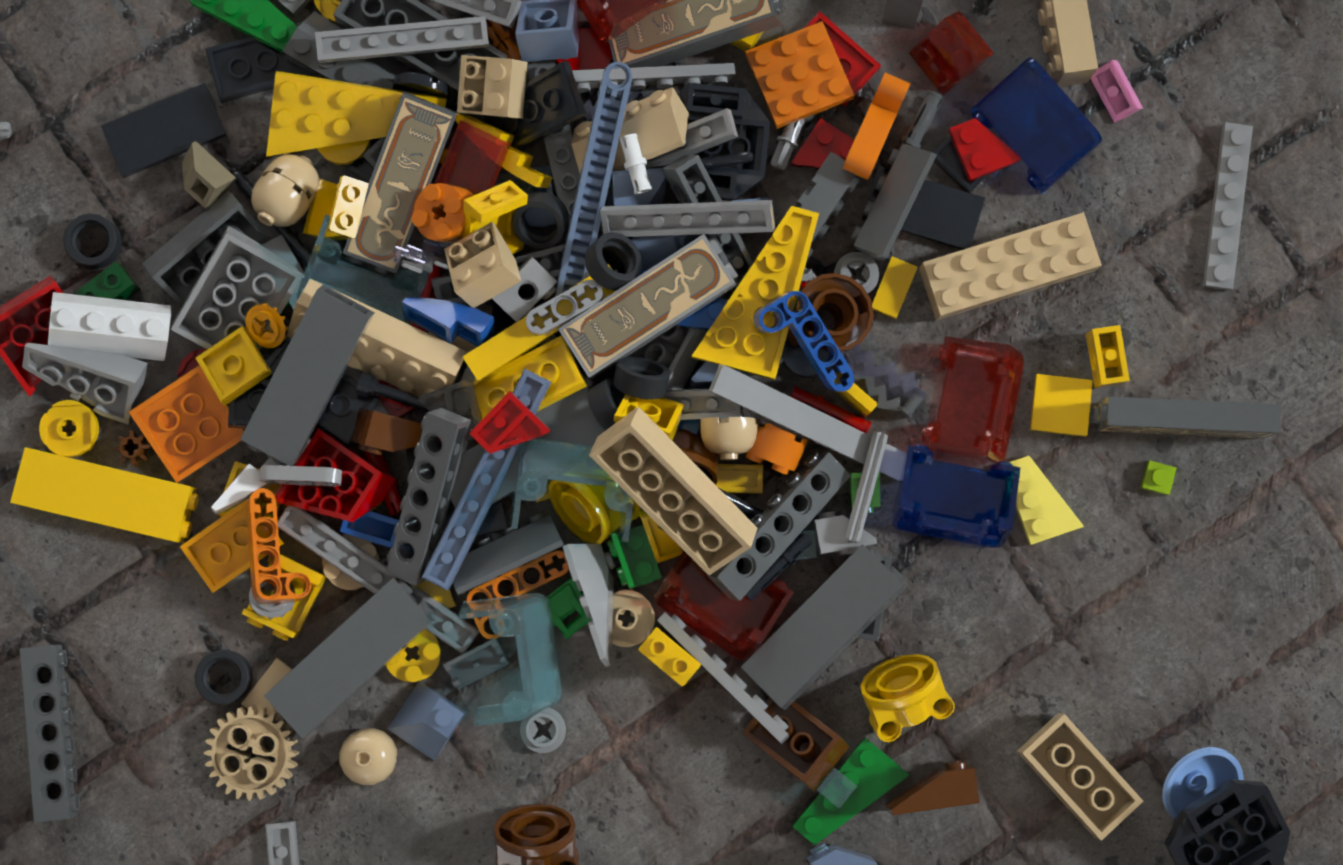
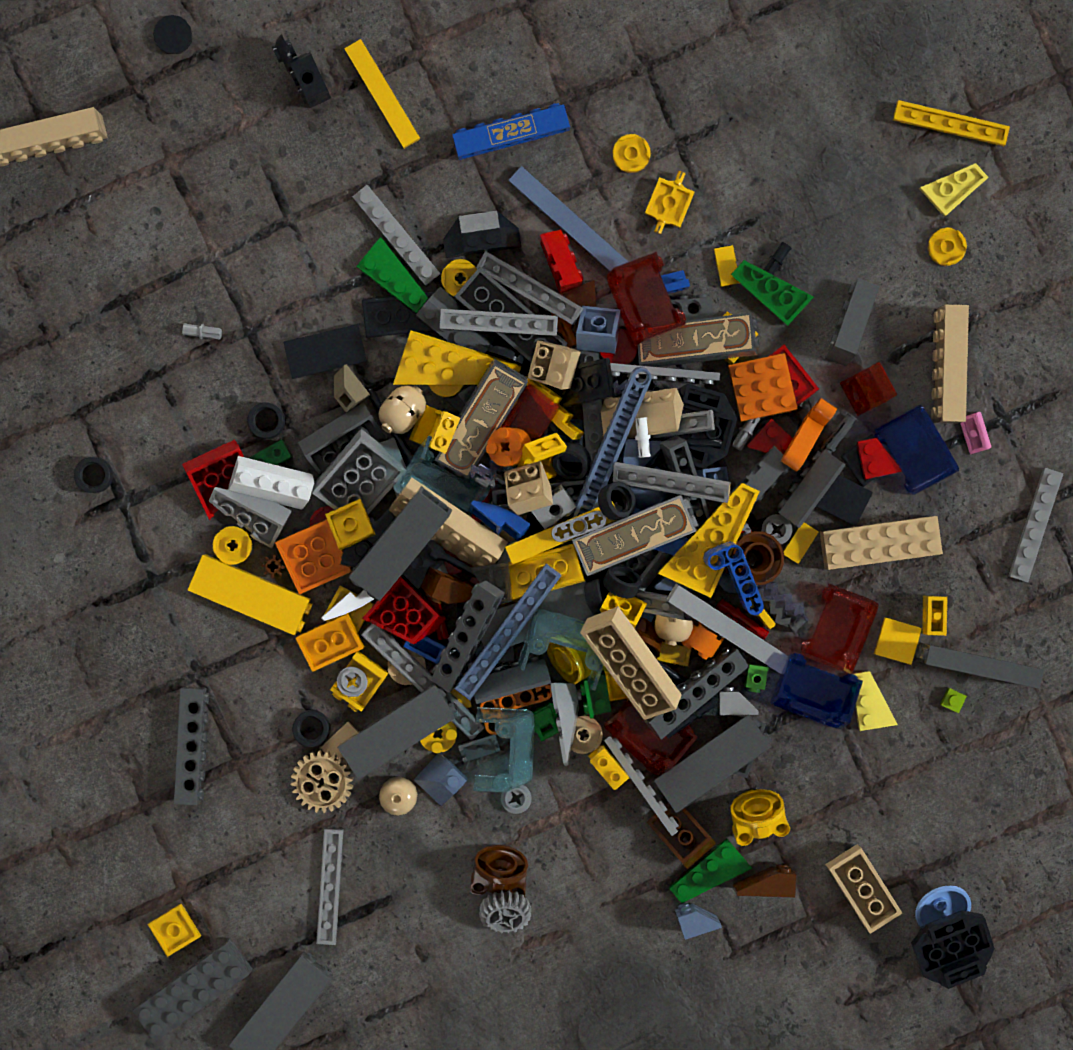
camera: 15 degrees right, 5 degrees up
(256, 326) = (369, 498): light orange gear -> none
(269, 546) = (358, 650): orange beam -> none
(301, 475) = (385, 607): light grey beam -> none
(508, 425) = (529, 601): red wing -> none
(836, 788) = (702, 869): clear light blue tile -> none
(866, 487) = (757, 676): light grey axle -> none

